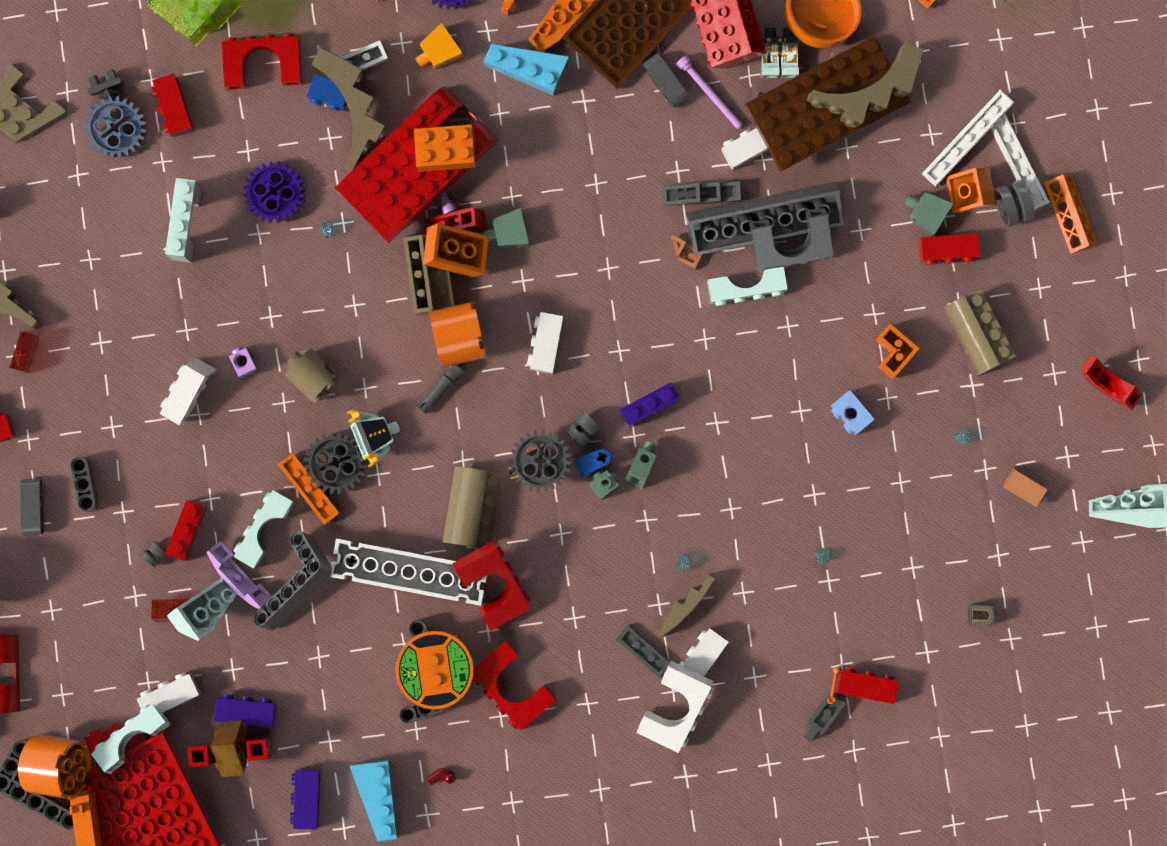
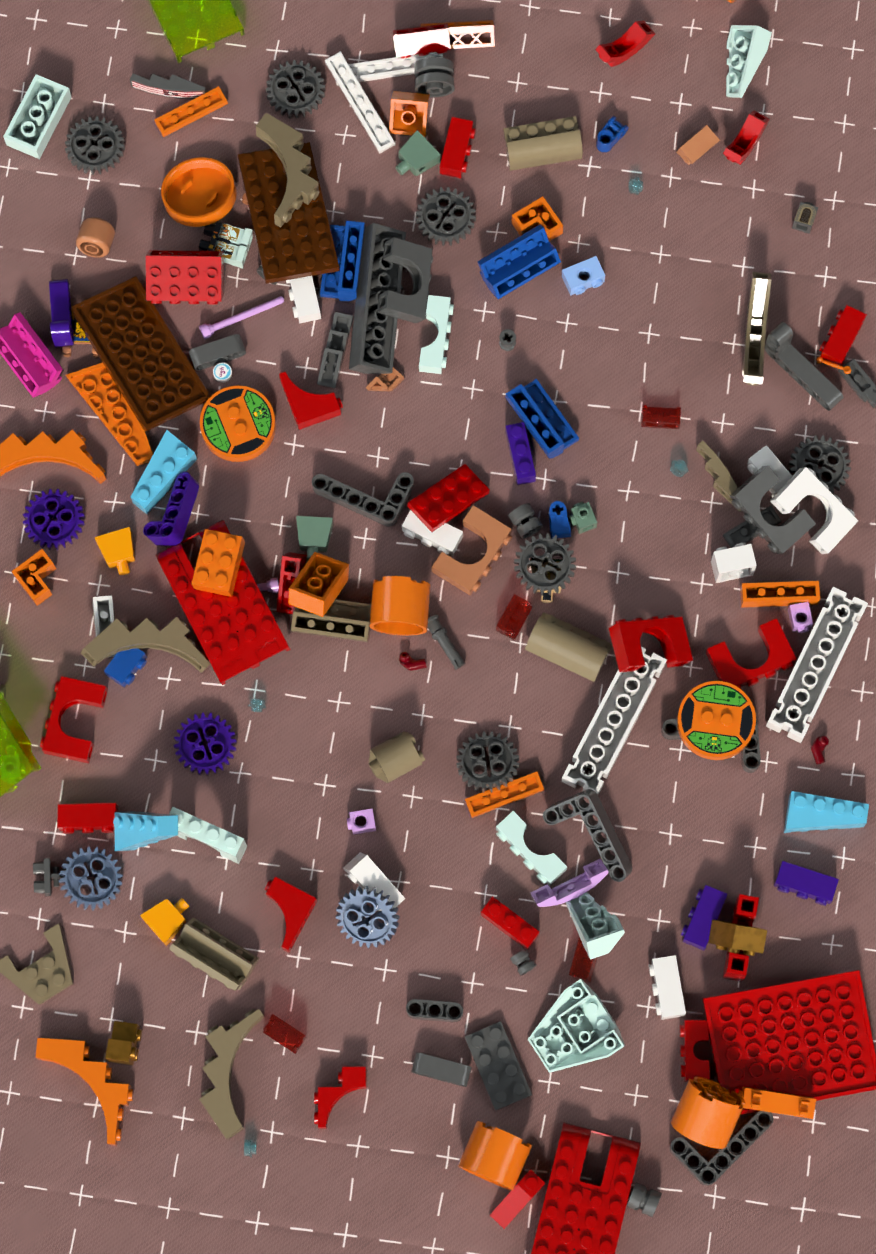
camera: 70 degrees left, 10 degrees down
(51, 558) = (498, 1066): none -> dark grey plate
(75, 263) = (214, 954): none -> dark tan brick
(97, 209) = (166, 919): none -> light orange torso
(103, 622) = (576, 1030): none -> light aqua wedge
(111, 753) = (689, 1007): light aqua arch -> none
(144, 324) = (295, 906): none -> red arch
(151, 395) = (377, 931): none -> sand blue gear
(169, 159) = (142, 828): none -> medium azure wedge
(372, 435) = (471, 717): torso -> none
(410, 362) = (411, 664): none -> dark red arm
(484, 447) = (514, 617): none -> clear red hinge
(490, 93) = (177, 513): none -> dark purple beam
(521, 751) = (816, 664): none -> white brick
(557, 269) = (366, 500): none -> dark grey beam
(558, 405) = (468, 576): none -> nougat arch
(575, 723) = (800, 609): none -> lavender brick
(582, 696) = (779, 593): none -> orange brick
(583, 348) = (448, 497): none -> red plate
(599, 123) = (237, 423): none -> piece
(599, 643) = (733, 562): none -> white brick
(634, 185) = (309, 407): none -> red arch
(639, 471) = (577, 477): sand green torso -> none
(647, 92) = (222, 372): none -> white tile
(668, 640) = (748, 500): none -> dark grey arch
(691, 415) = (542, 418): none -> blue brick
(730, 530) = (661, 417): none -> clear red hinge
(743, 701) = (825, 450): none -> dark grey gear
(762, 352) = (507, 346): none -> dark grey bush
(807, 174) = (348, 247): none -> blue brick
(818, 656) = (779, 348): none -> dark grey beam
(822, 555) = (709, 340): clear light blue plate -> none
(842, 599) = (756, 328): none -> dark tan arch
(845, 345) = (518, 262): none -> blue brick
(878, 242) = (432, 208): none -> dark grey gear
(949, 60) = (309, 81): none -> dark grey gear
(1013, 398) = (613, 132): none -> blue piece
(1046, 533) = (747, 138): none -> red arch
(1050, 179) = (421, 40): none -> brick

